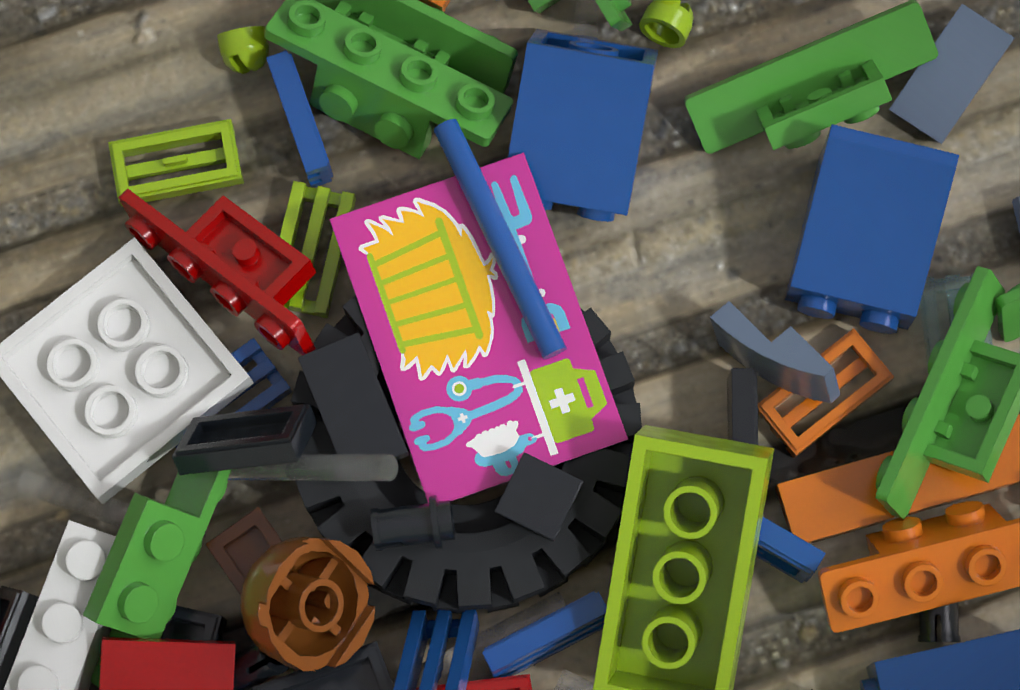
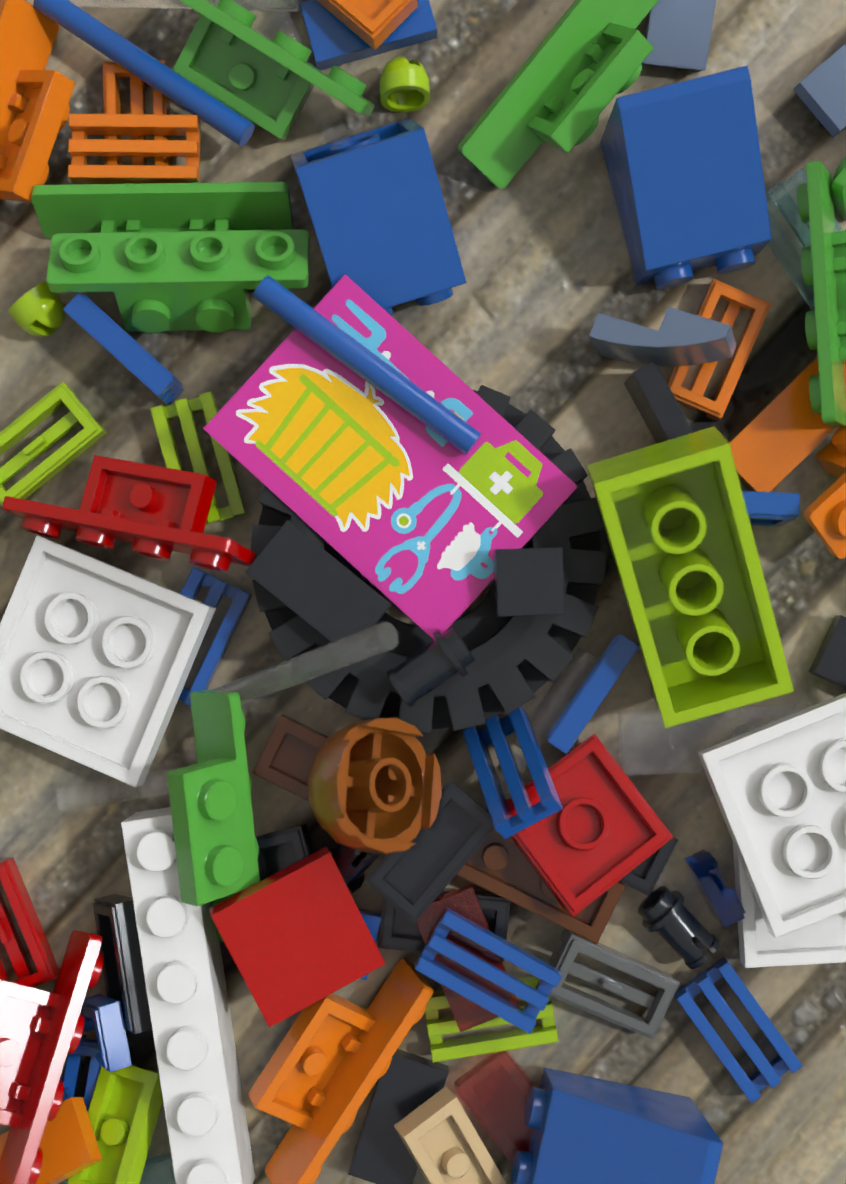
camera: 30 degrees left, 10 degrees up
(245, 439) = (239, 670): black tile -> none

